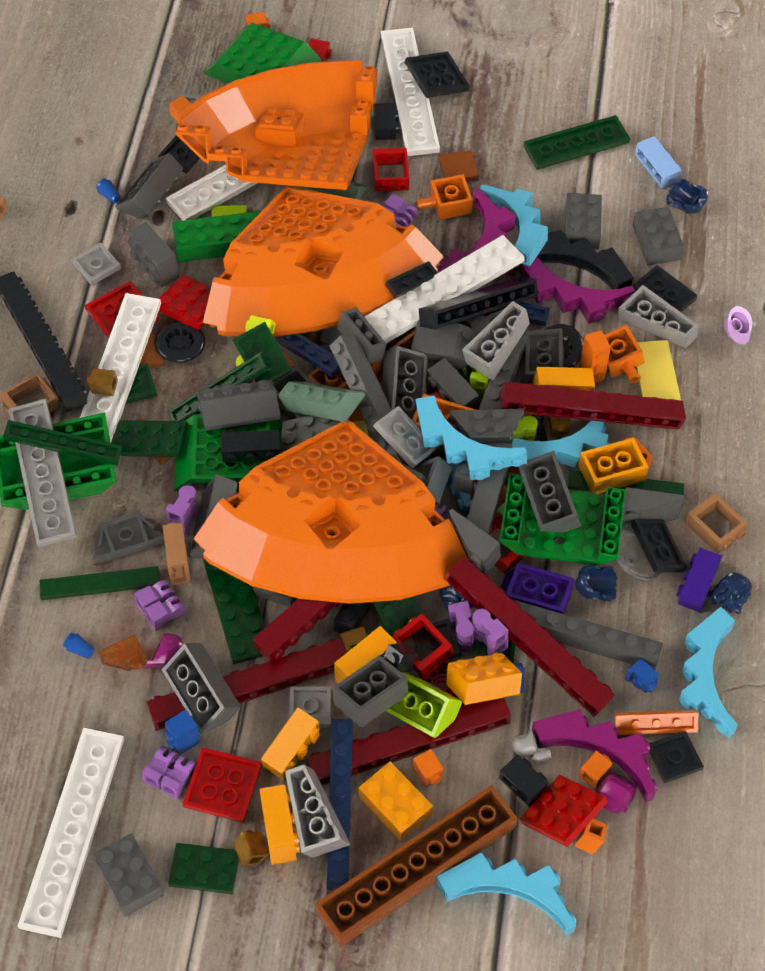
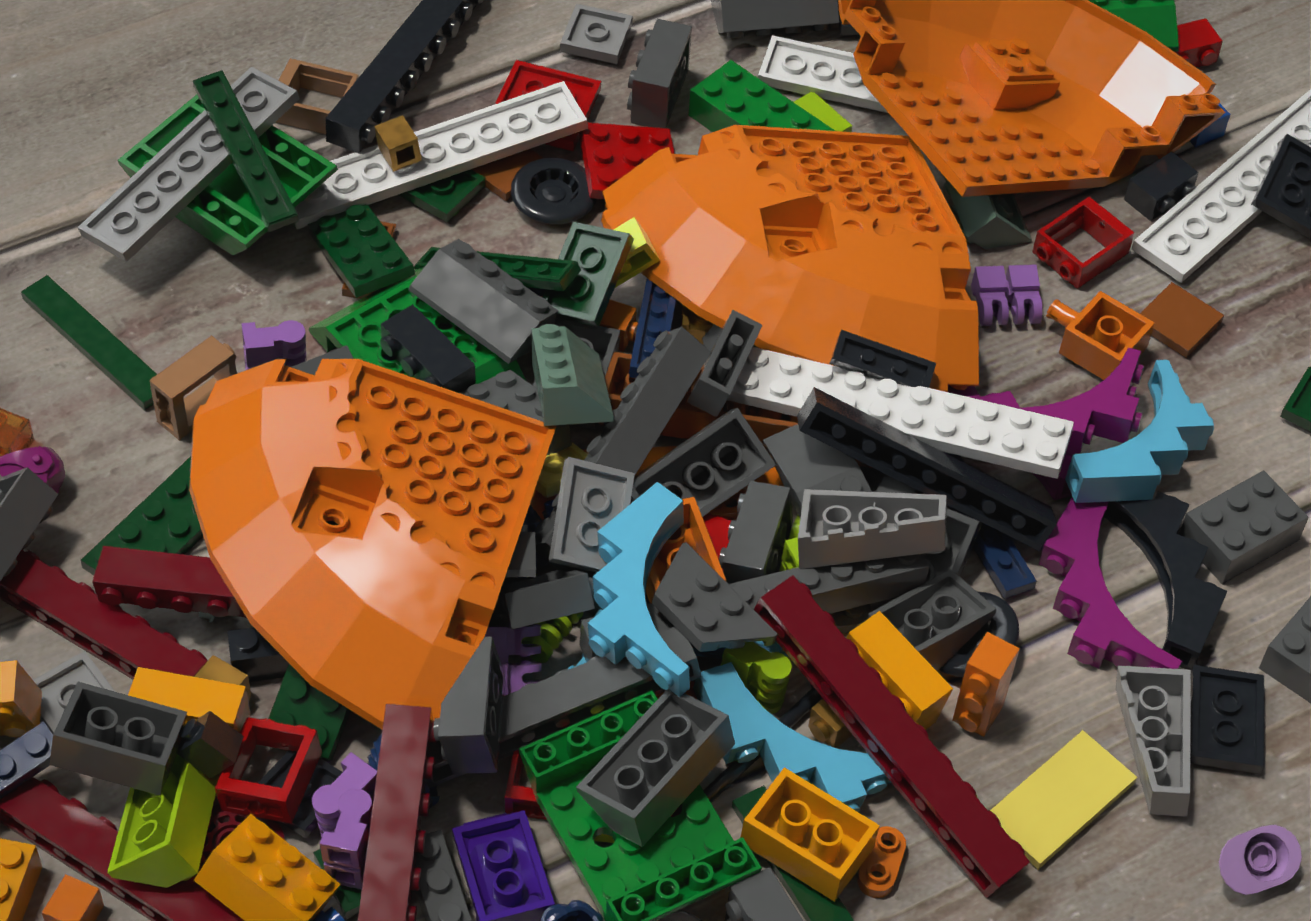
camera: 50 degrees right, 5 degrees down
(125, 537) = (183, 318): dark grey wing -> none
(159, 604) = (107, 421): medium lavender legs -> none
(624, 354) = (1036, 720): orange brick -> none

